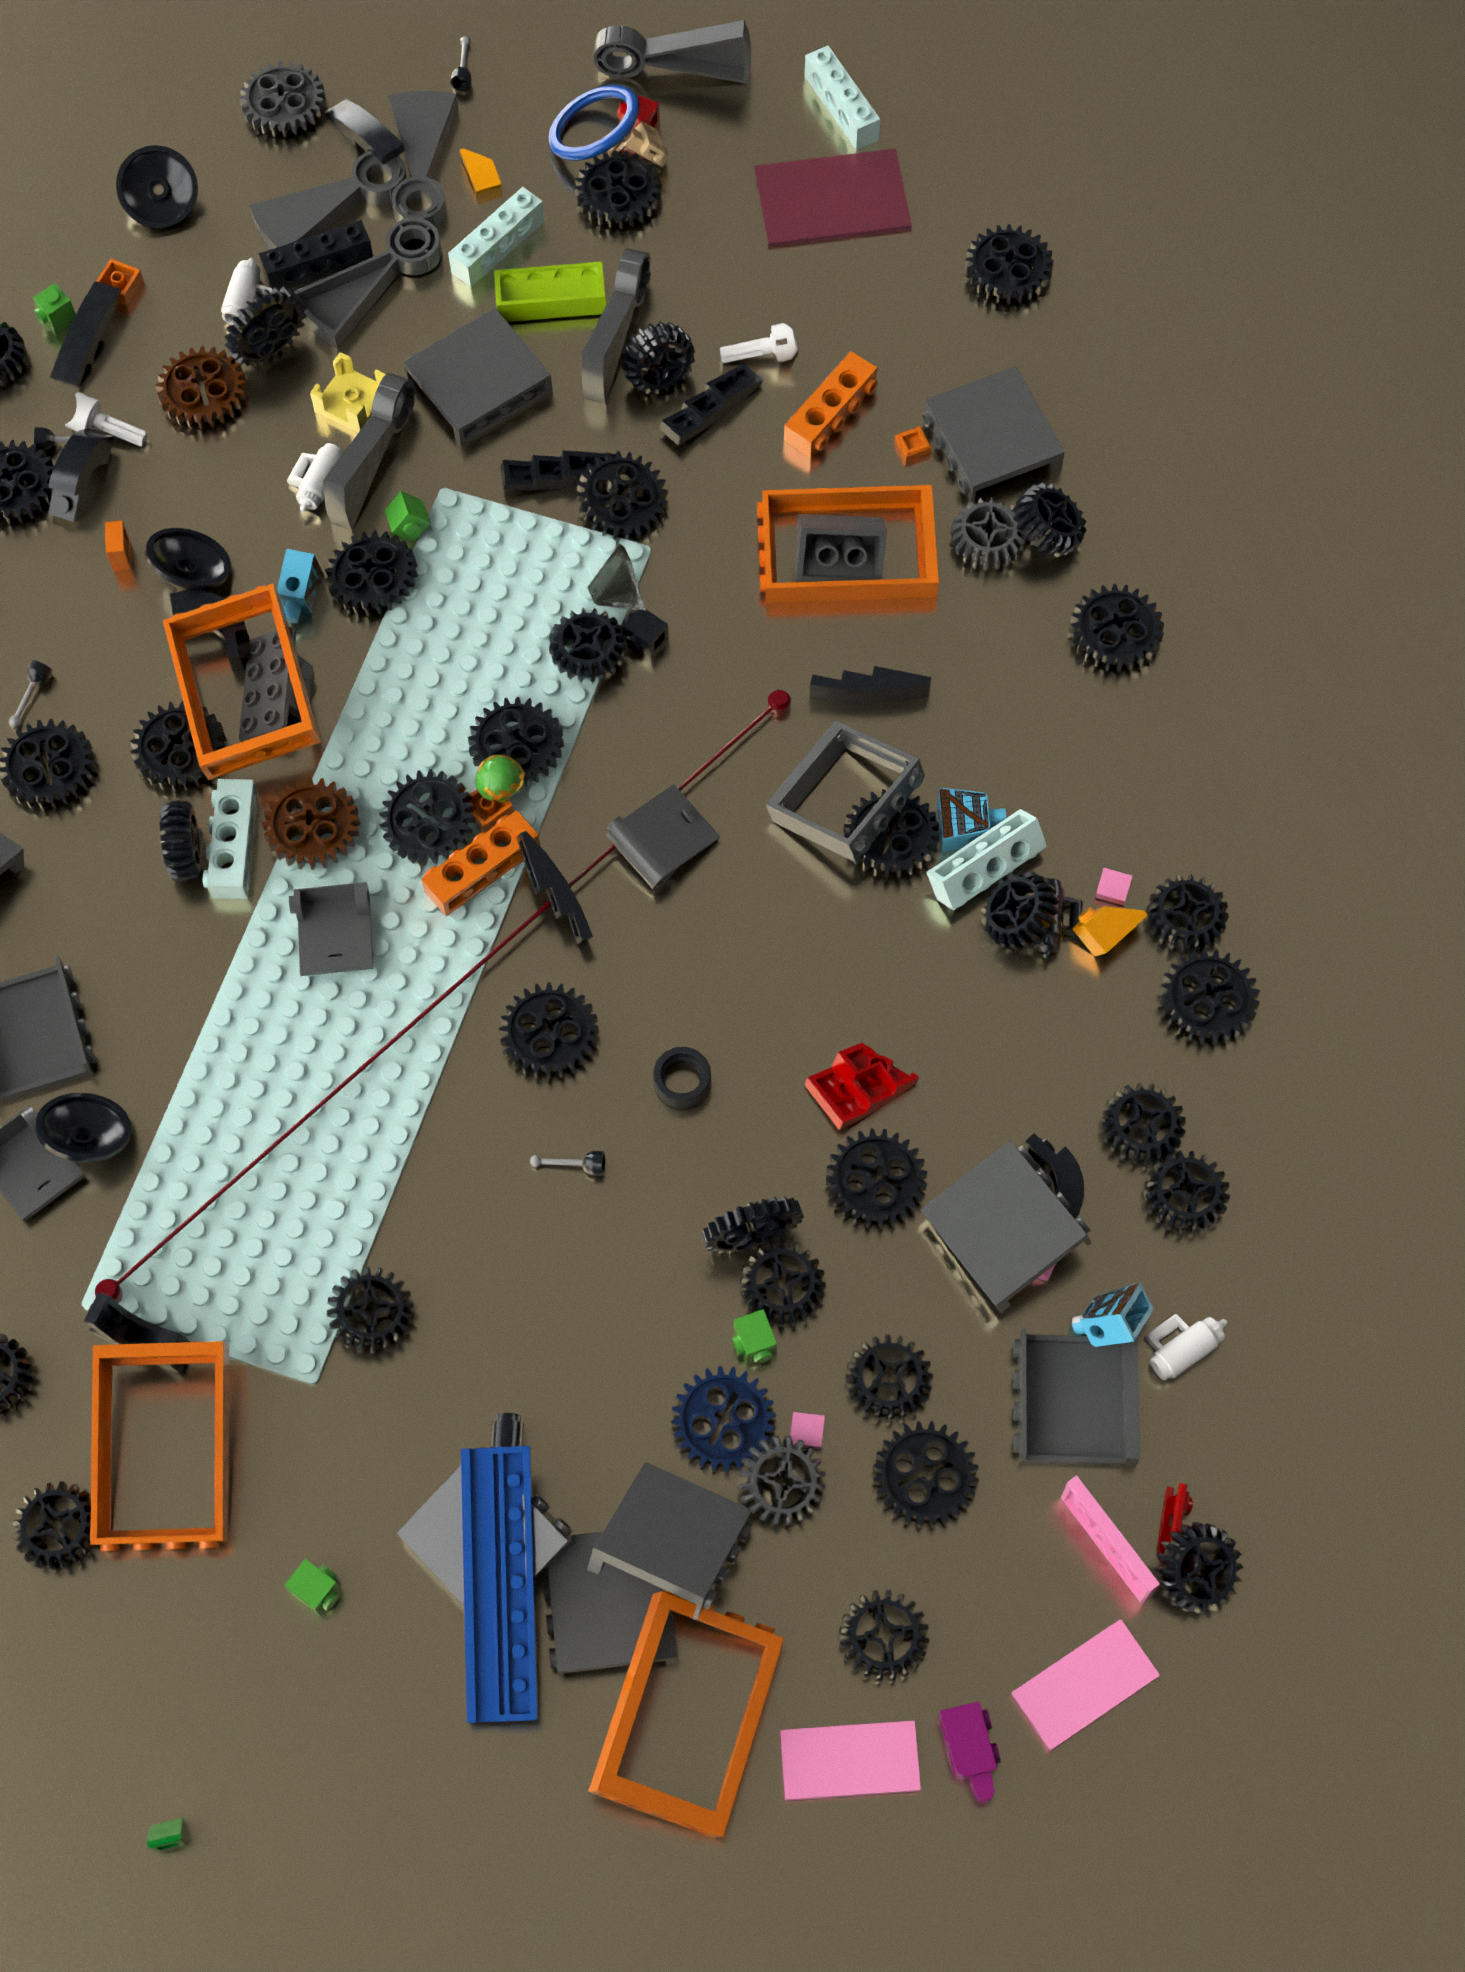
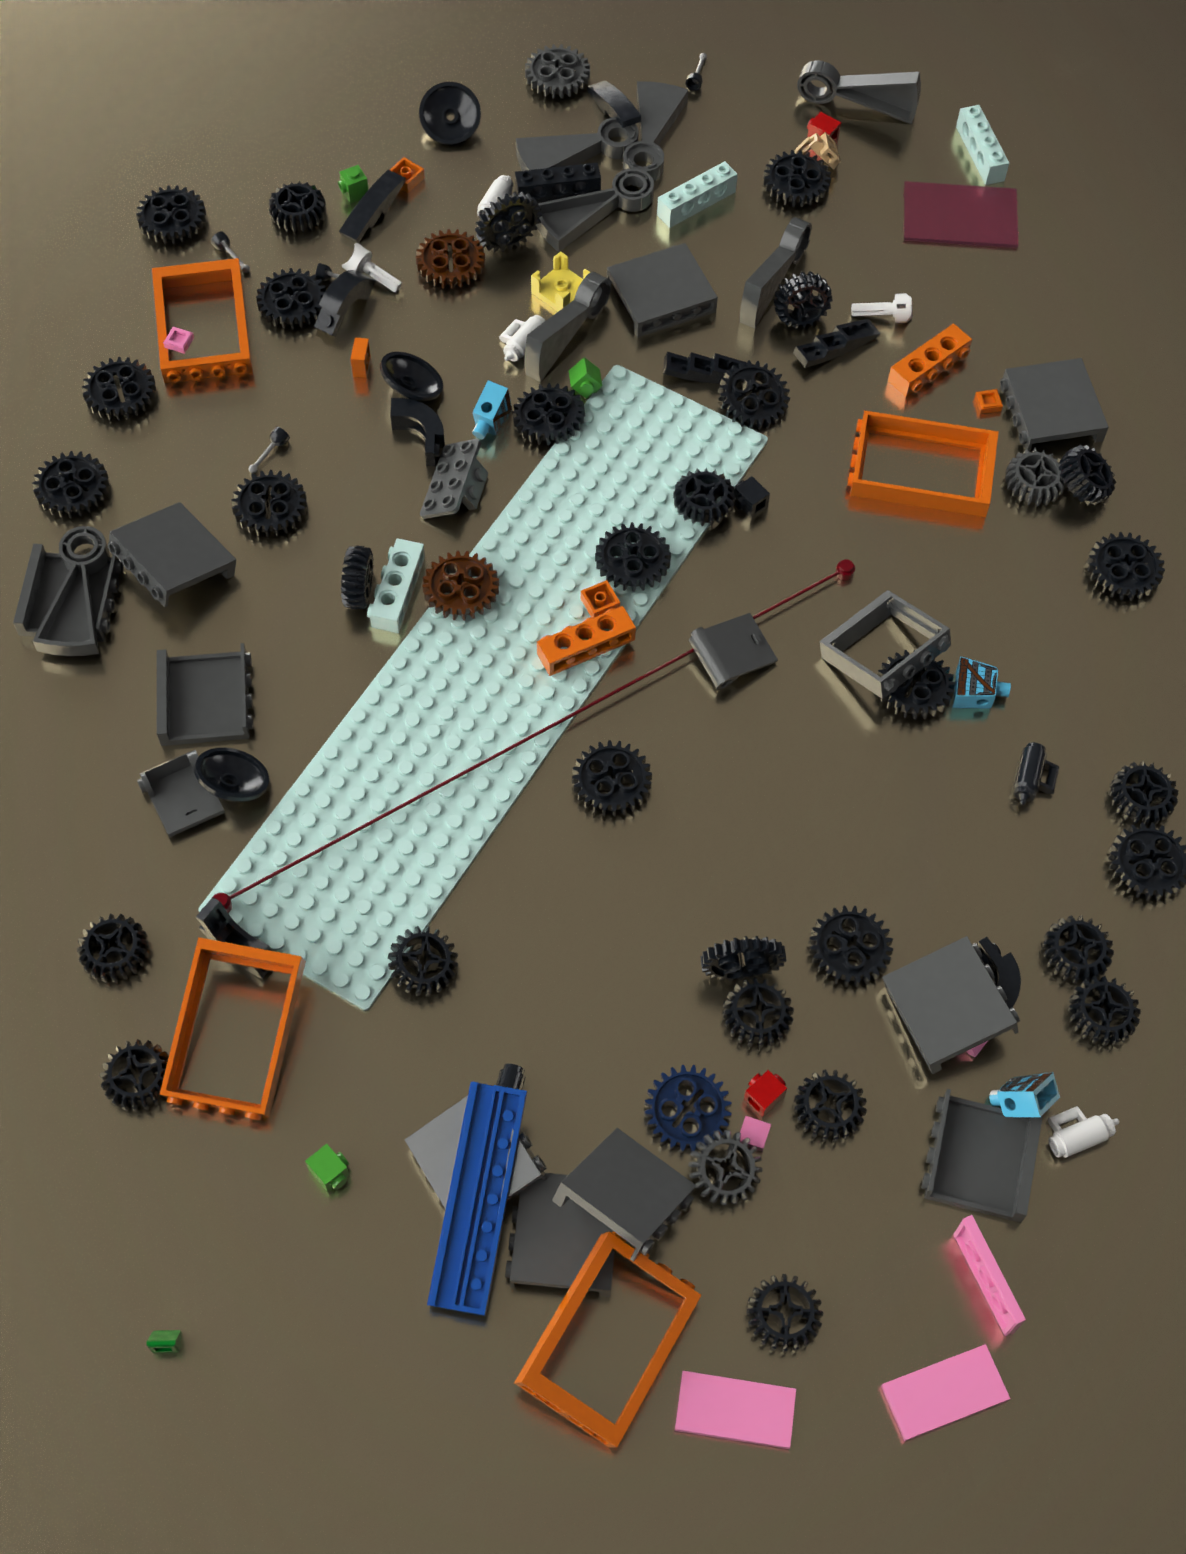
camera: 10 degrees right, 5 degrees down
(176, 746) = (385, 511): black gear -> none
(216, 616) = (433, 520): orange window -> none
(333, 928) = (460, 666): dark grey door -> none
(443, 794) = (535, 612): black gear -> none
(481, 171) = (695, 147): light orange slope -> none
(499, 778) = (614, 579): bright green hair -> none
(547, 877) = (636, 661): black slope -> none
(550, 291) = (729, 240): lime slope -> none
(592, 1163) = (624, 886): hinge -> none
(608, 141) = (775, 146): blue wedge -> none
(616, 583) = (736, 455): clear smoke slope -> none
(680, 1055) = (710, 818): black tyre -> none
(754, 1337) = (726, 1049): bright green brick -> none
(810, 1379) = (765, 1092): none -> red brick
(839, 548) = (916, 462): dark grey slope -> none
(858, 1084) = (850, 870): red slope -> none
(882, 687) = (929, 573): black slope -> none
(912, 1448) = (851, 1213): black gear -> none
(969, 1747) = (838, 1422): magenta hinge -> none
(987, 859) = (988, 718): light aqua brick -> none
(1009, 264) = (1089, 285): black gear -> none
(1027, 913) = (1008, 762): black gear -> none
(1105, 926) = (1075, 789): light orange slope -> none
(1113, 886) = (1087, 761): bright pink tile -> none
(1174, 1505) = (1044, 1286): red piece -> none
(1188, 1562) = (1071, 1326): black gear -> none

